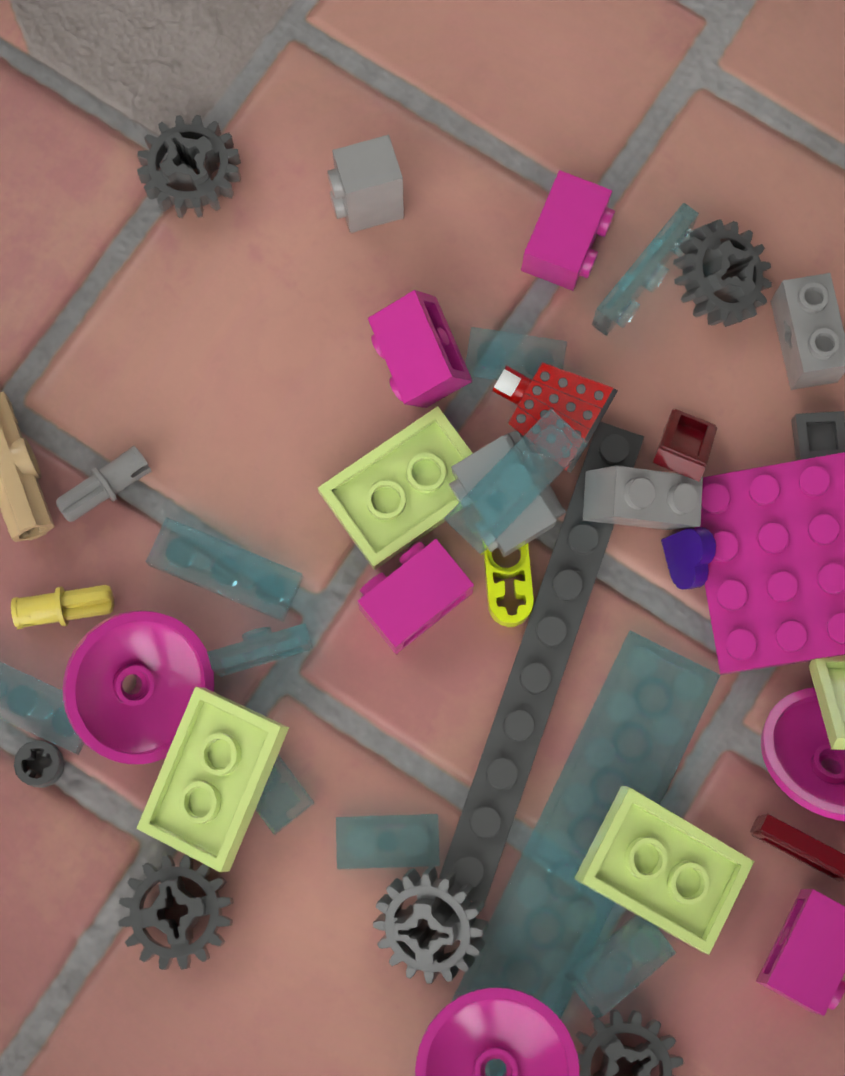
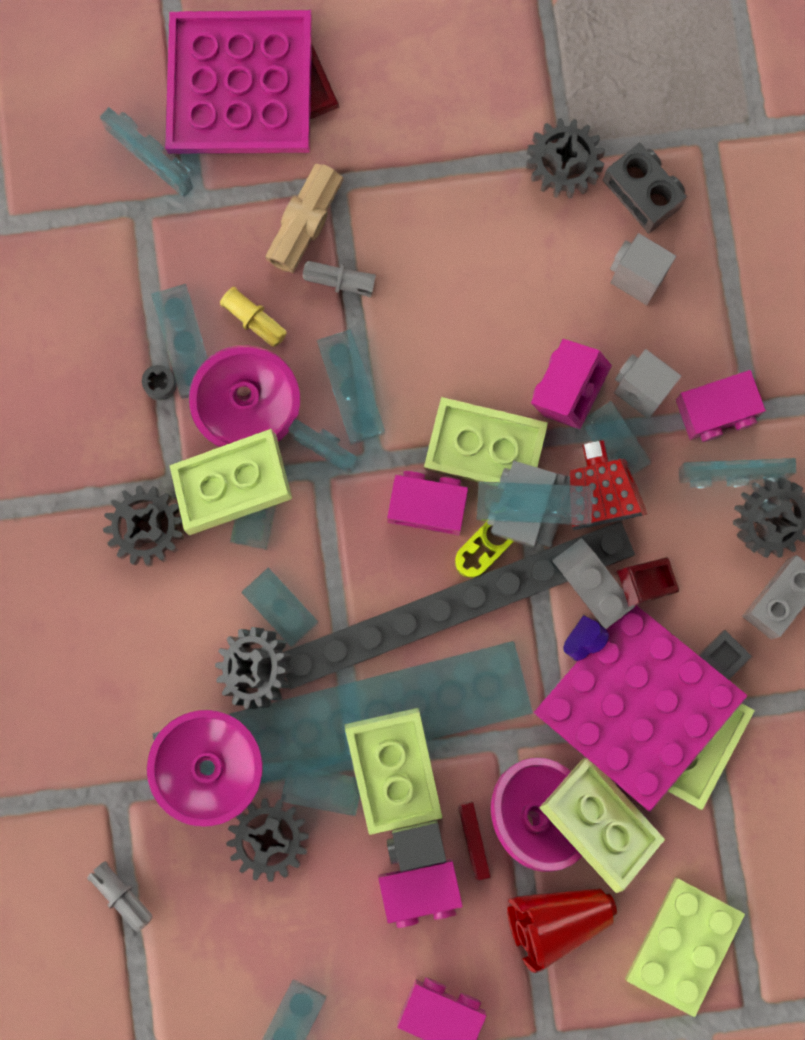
camera: 50 degrees right, 5 degrees up
(286, 130) = (636, 192): none -> dark grey brick
(485, 276) = (645, 382): none -> light grey brick
(768, 912) = (416, 846): none -> dark grey brick

